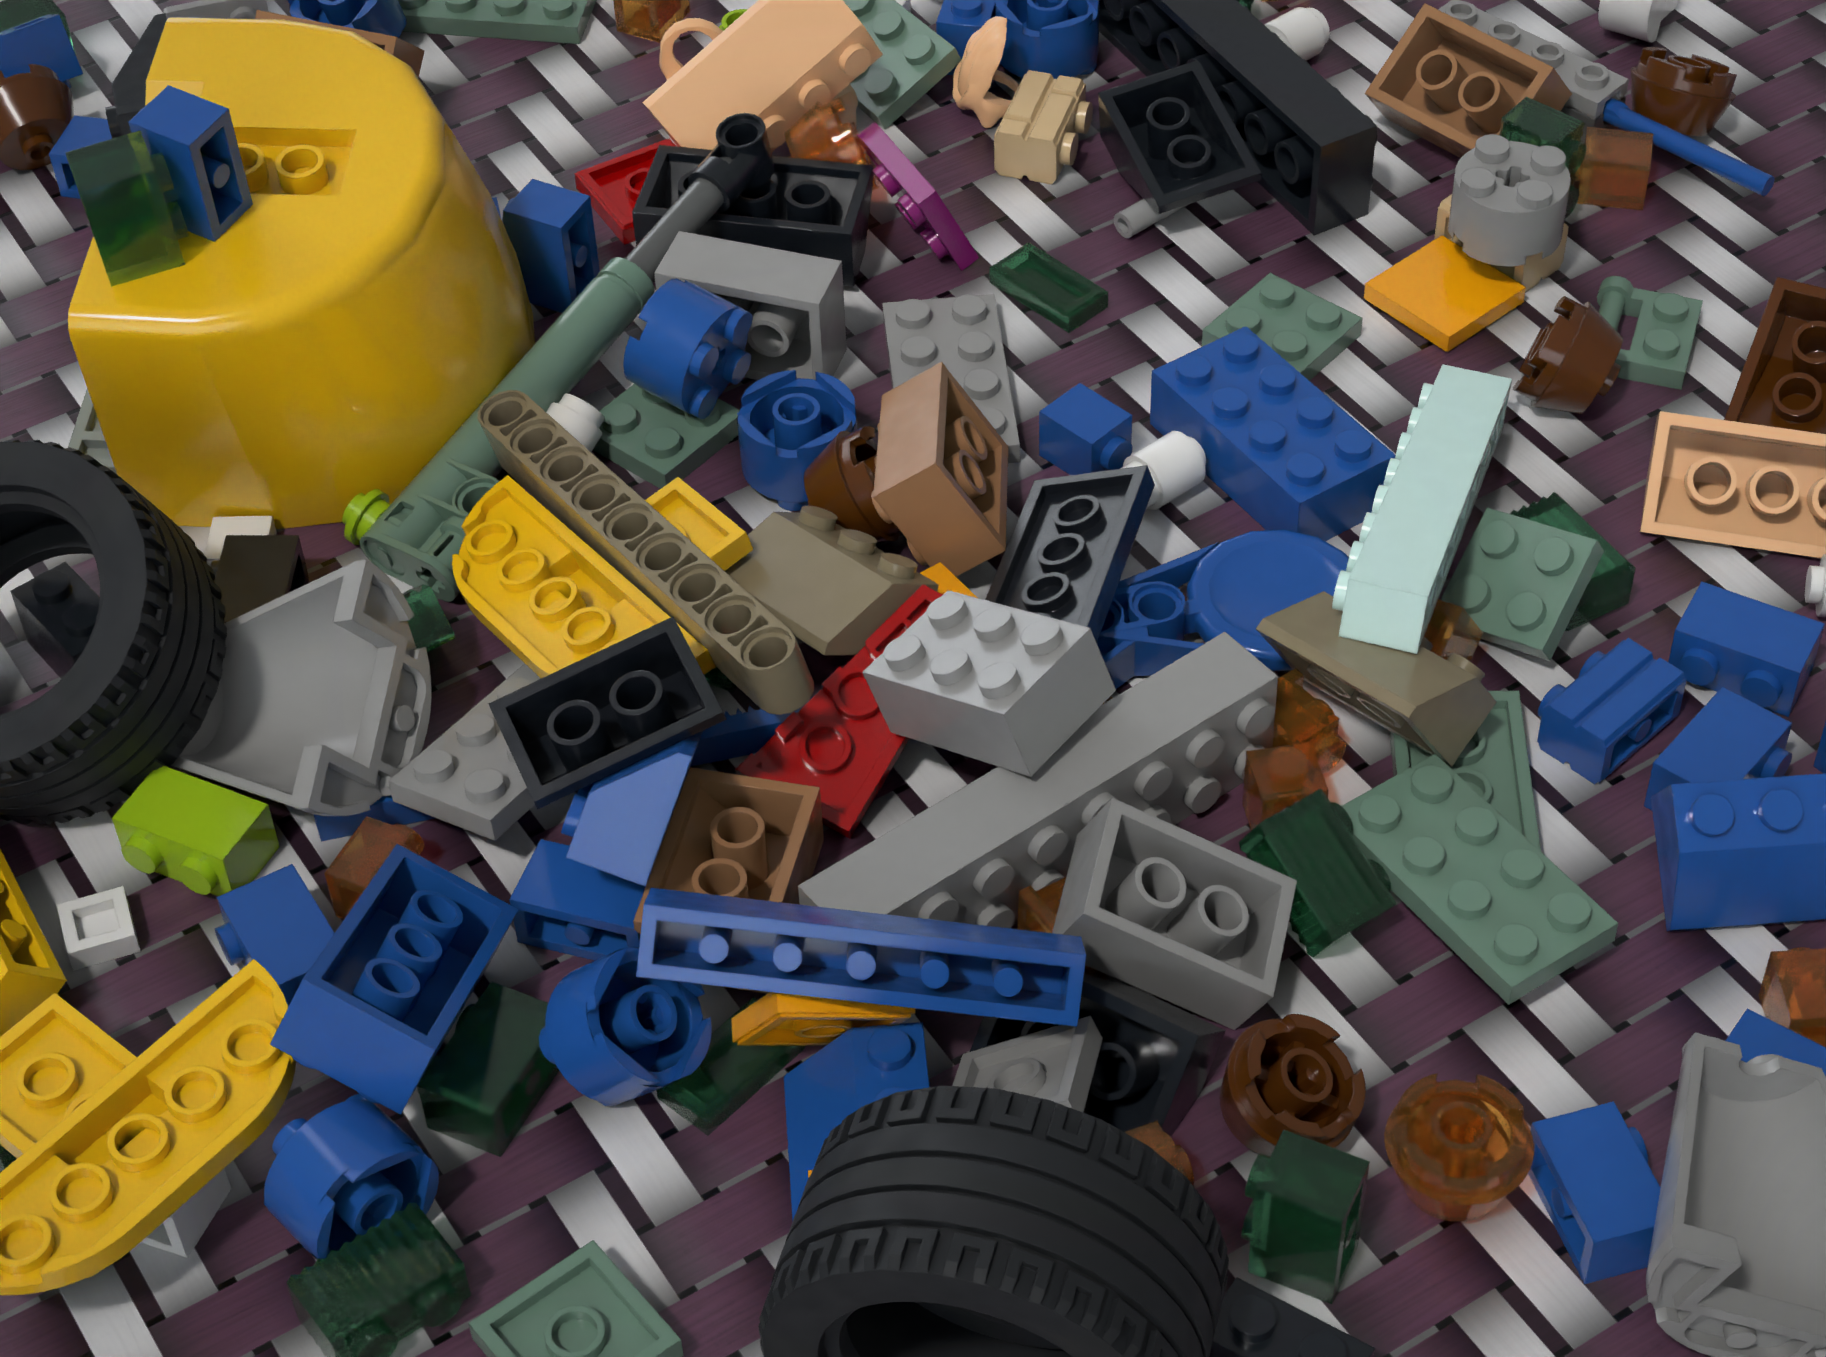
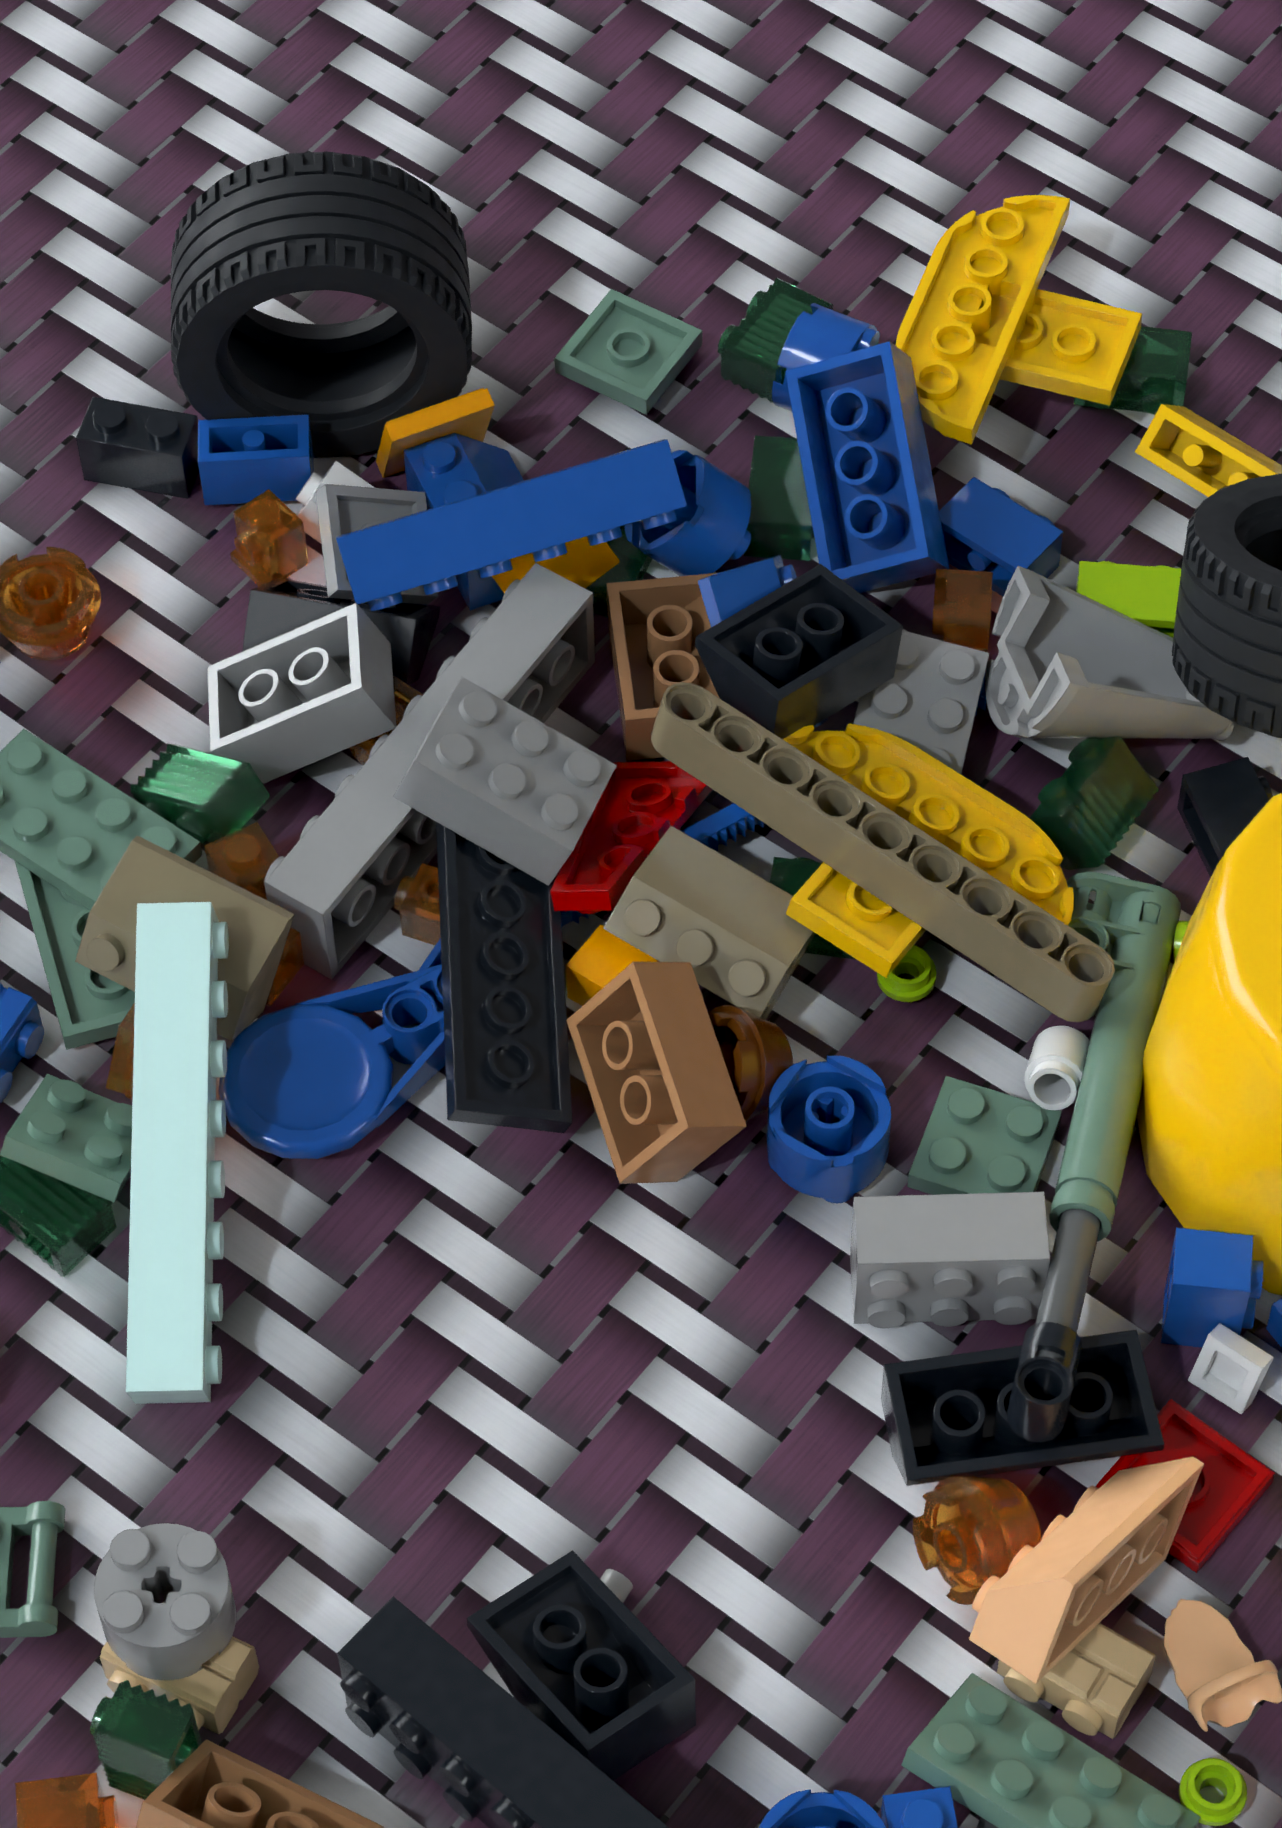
camera: 160 degrees right, 10 degrees up
(98, 928) = (1157, 534): white tile -> none
(689, 347) = (969, 1139): blue brick -> none
(917, 198) = (858, 1495): magenta plate -> none
(969, 343) = (724, 1295): light grey plate -> none
(978, 69) = (873, 1743): light nougat piece -> none
(1042, 127) = (765, 1698): tan brick -> none
(1049, 287) = (669, 1461): clear green tile -> none
(1084, 432) = (549, 1232): blue brick -> none
(1174, 464) = (460, 1208): white brick -> none
(1270, 436) = (363, 1271): blue brick -> none
(1290, 321) = (394, 1464): sand green plate -> none
(1290, 1080) = (179, 611): reddish brown cone -> none
(1304, 1215) = (144, 520): clear green brick -> none
(1444, 293) = (261, 1560): light orange tile -> none
(1571, 359) = (71, 1445): reddish brown cone -> none

